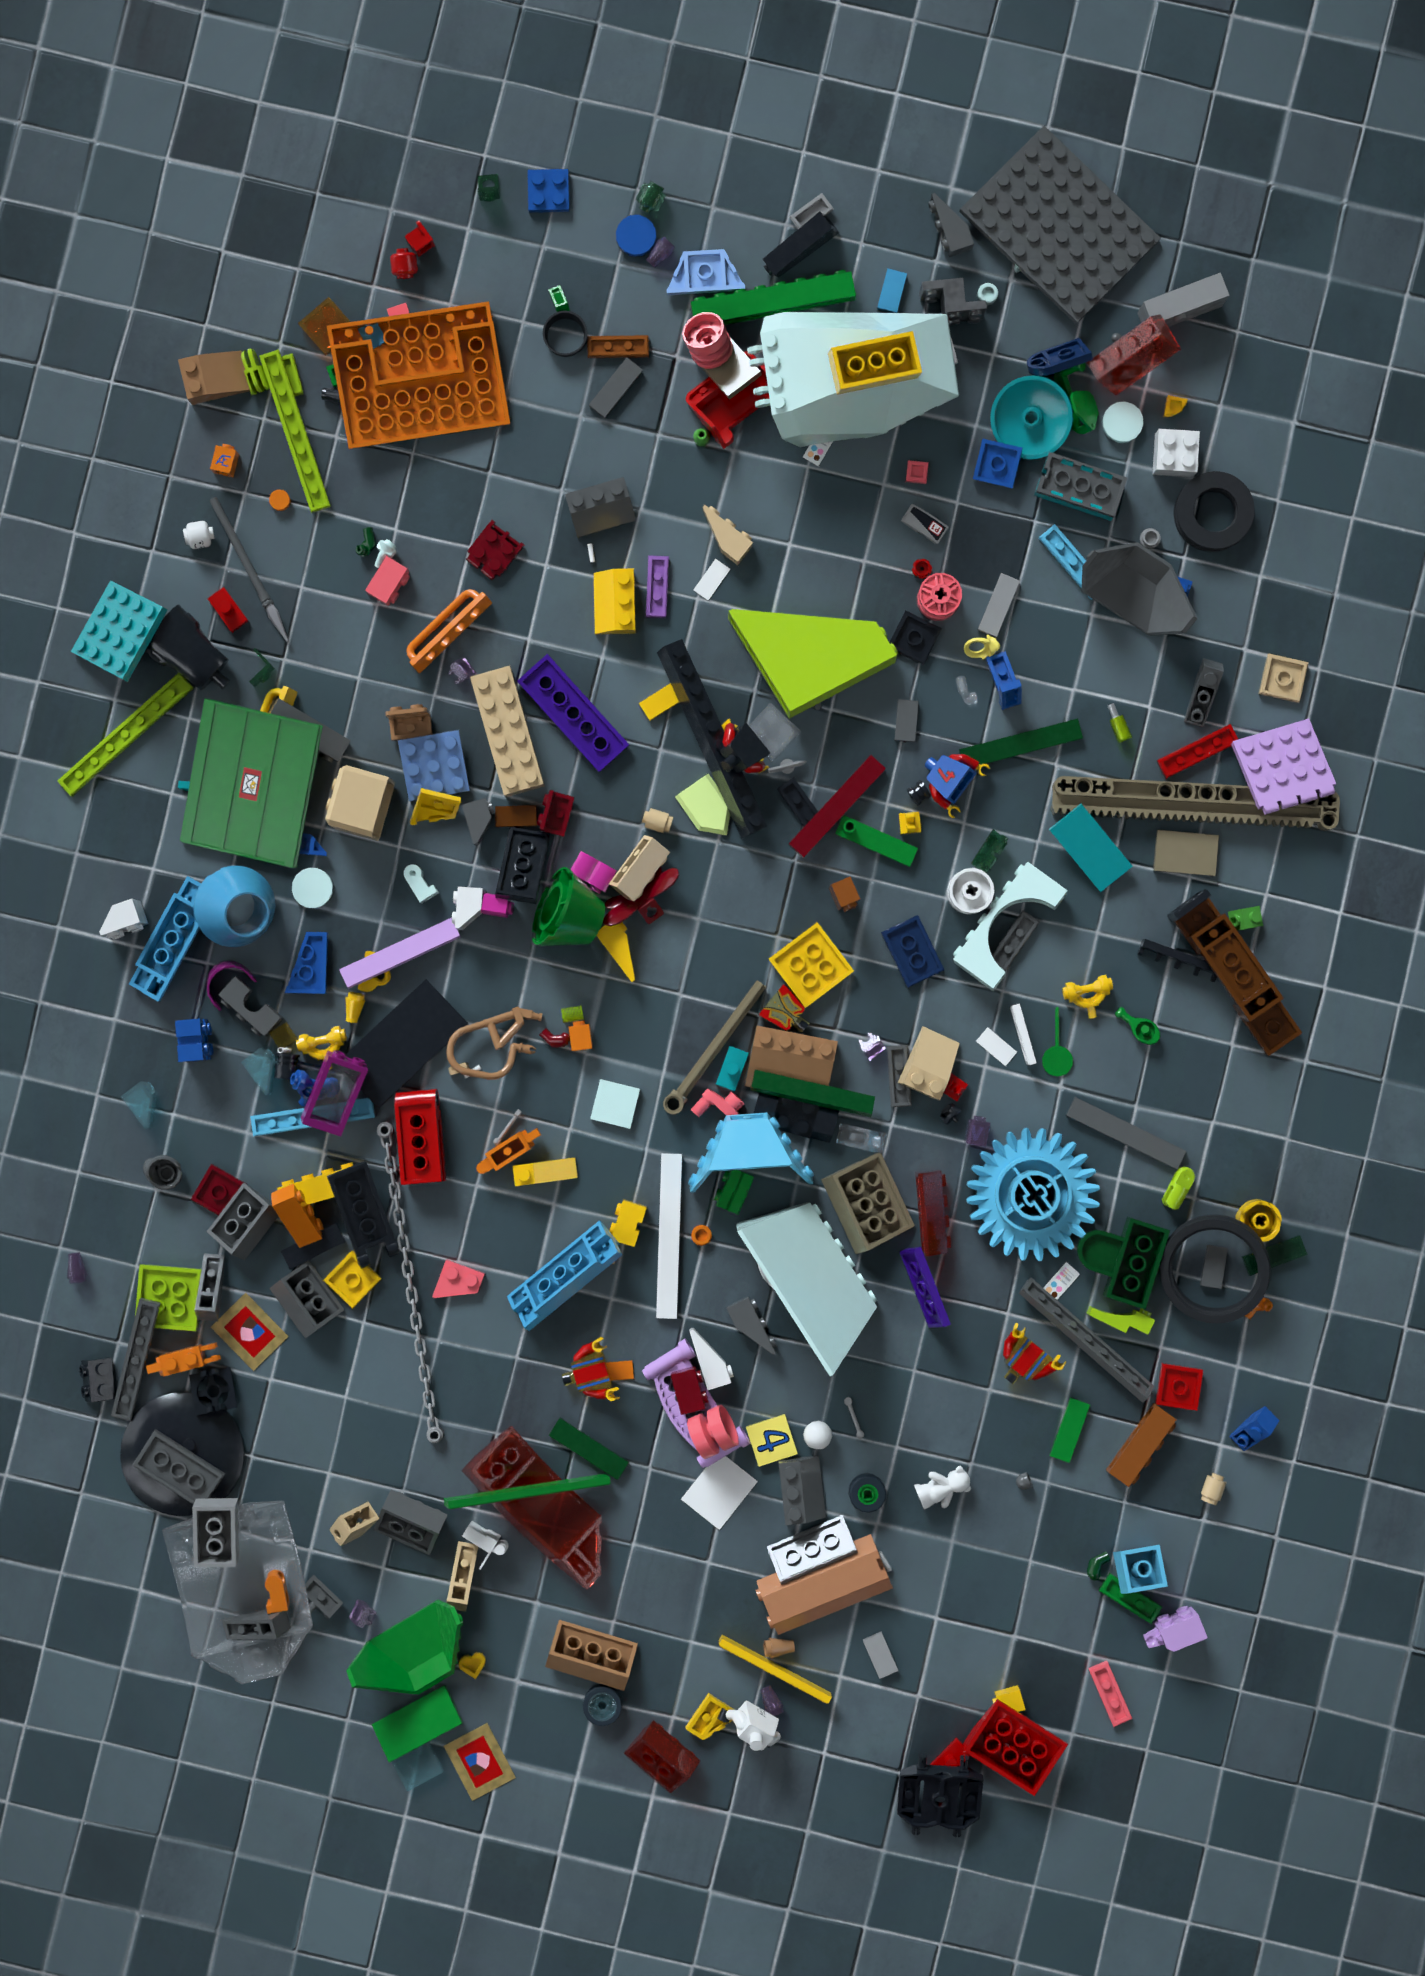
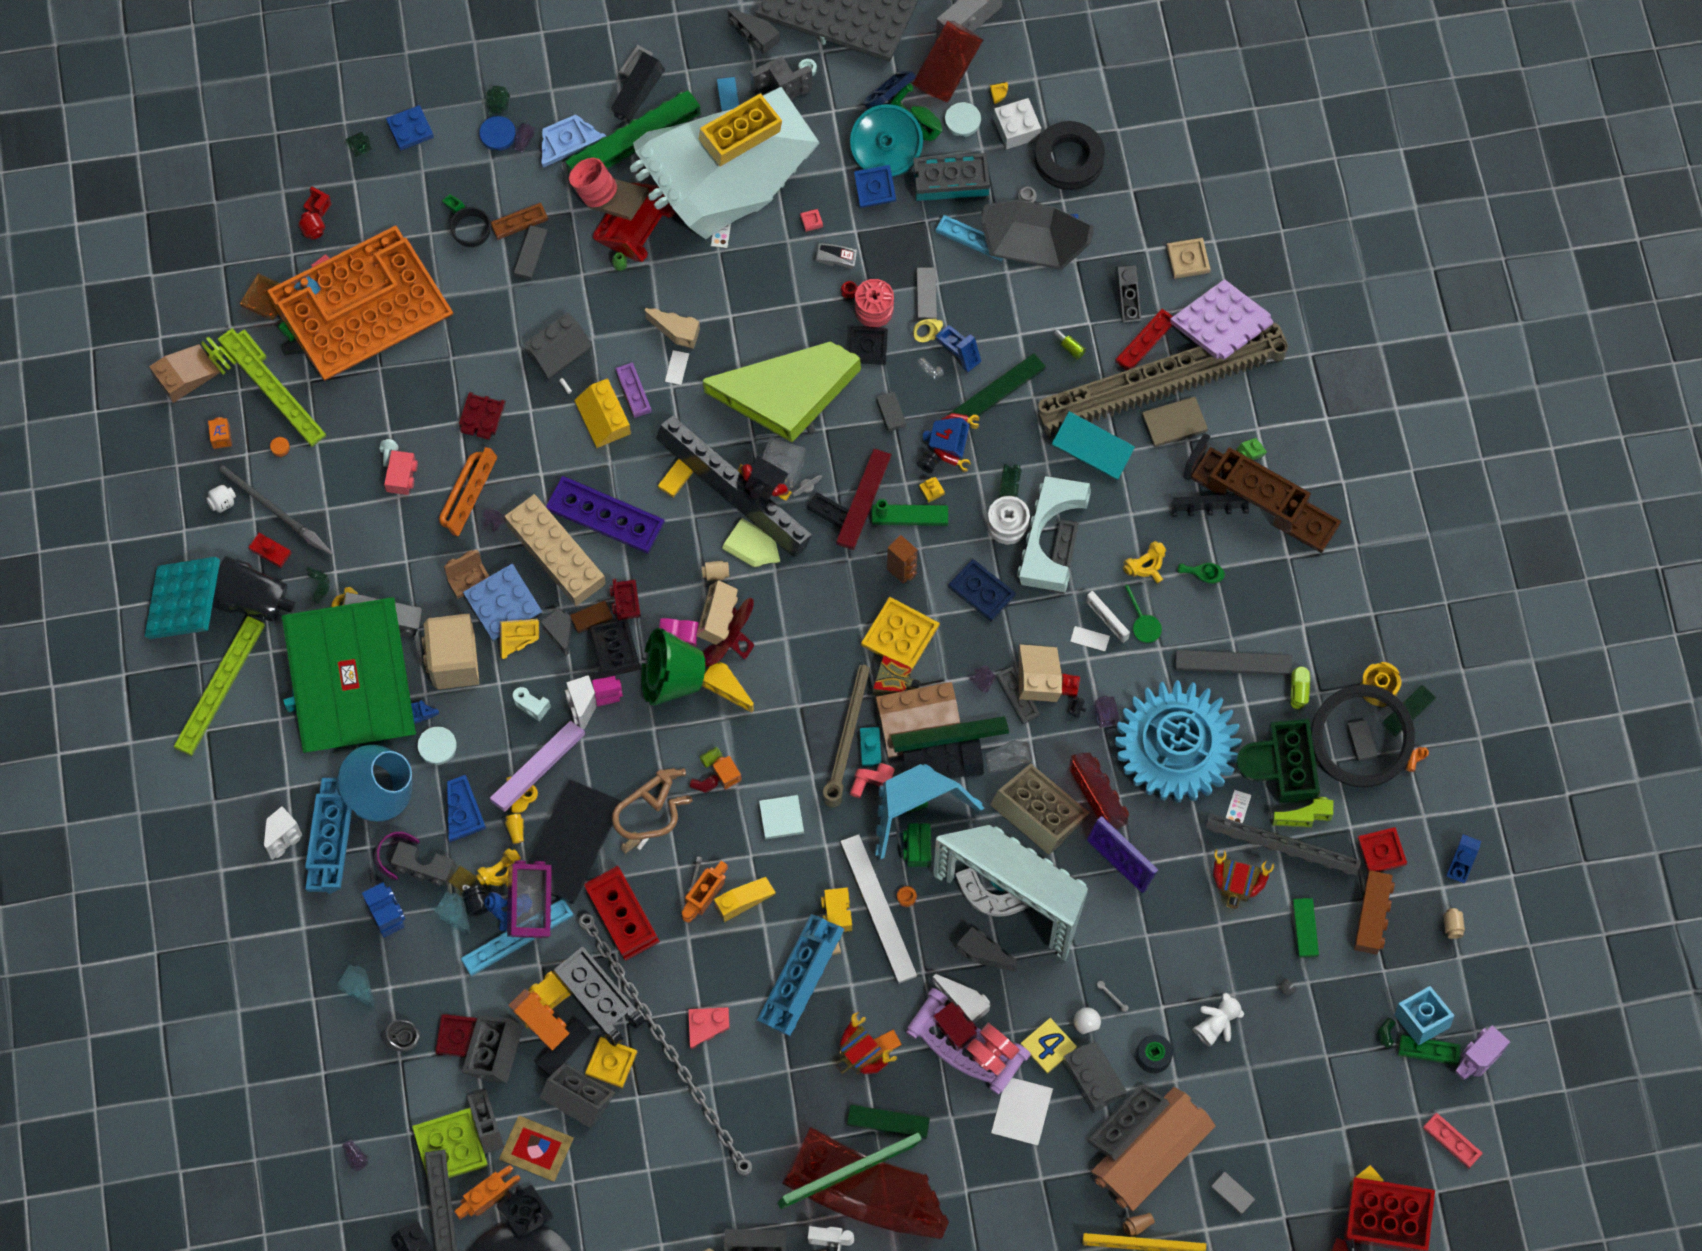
camera: 25 degrees left, 20 degrees down
(368, 544) = (371, 450): dark green arm -> none

